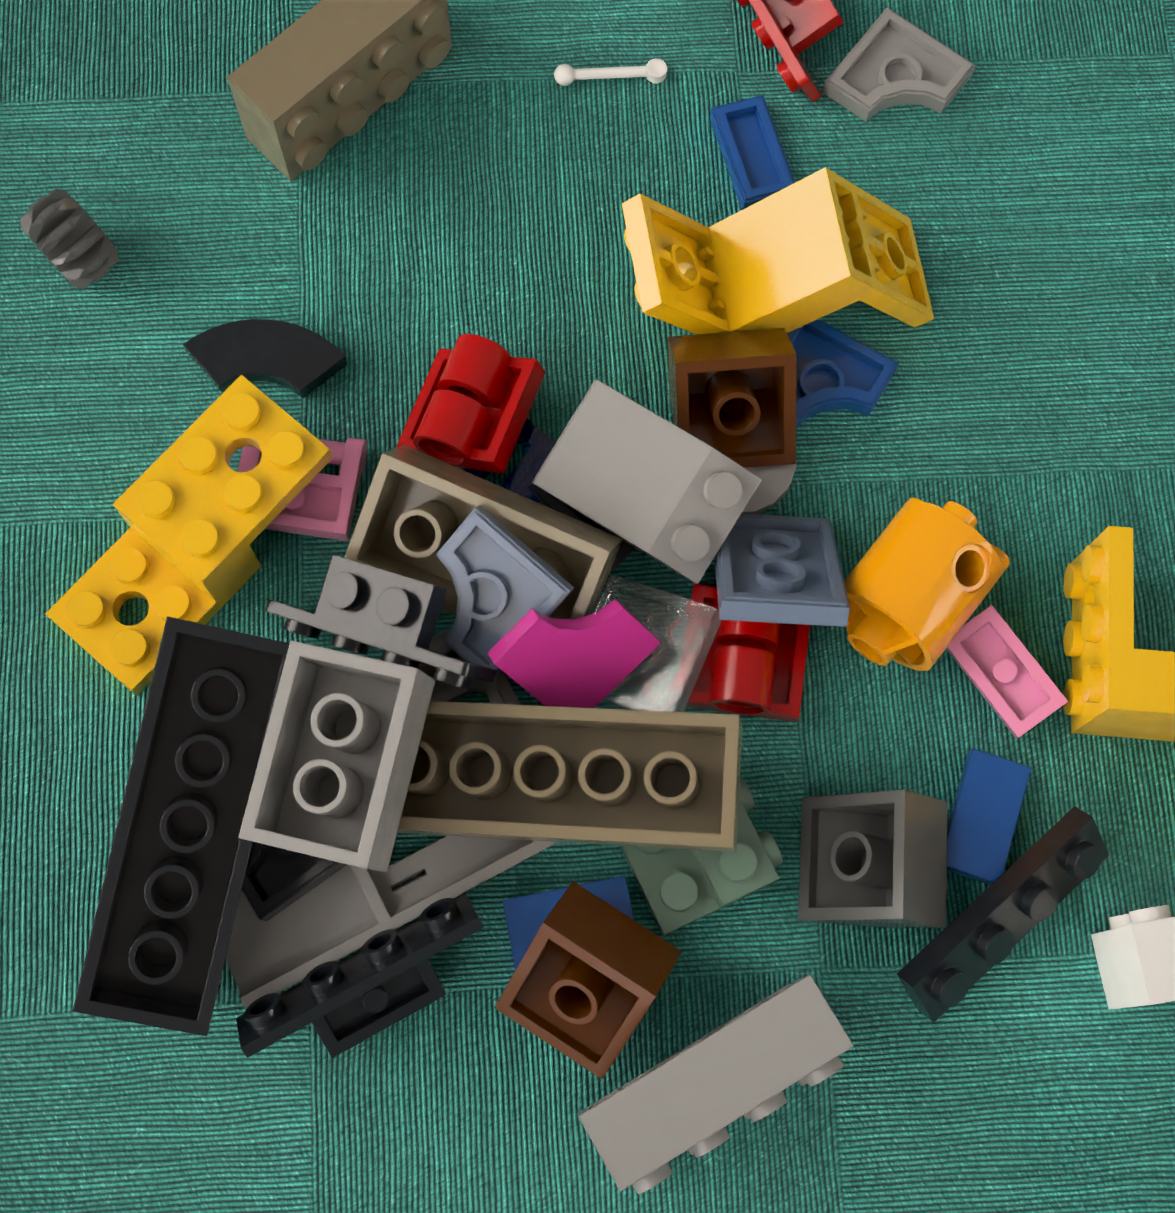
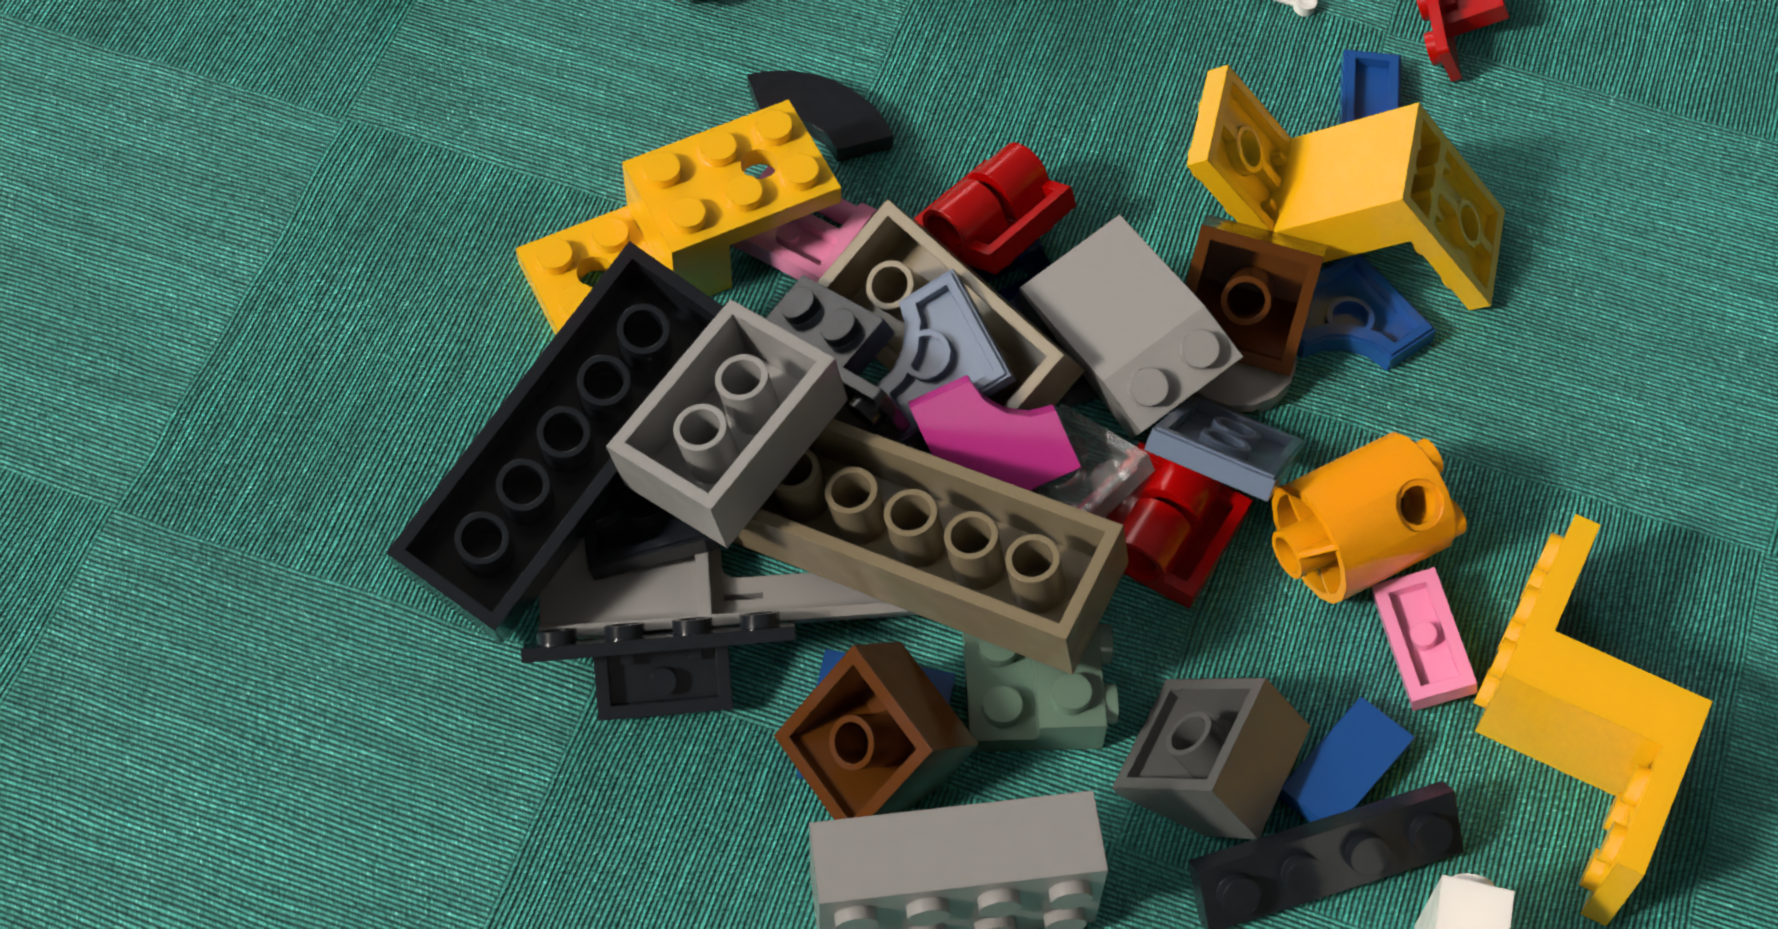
camera: 25 degrees right, 15 degrees down
(895, 67) = (1550, 77): light grey tile -> none

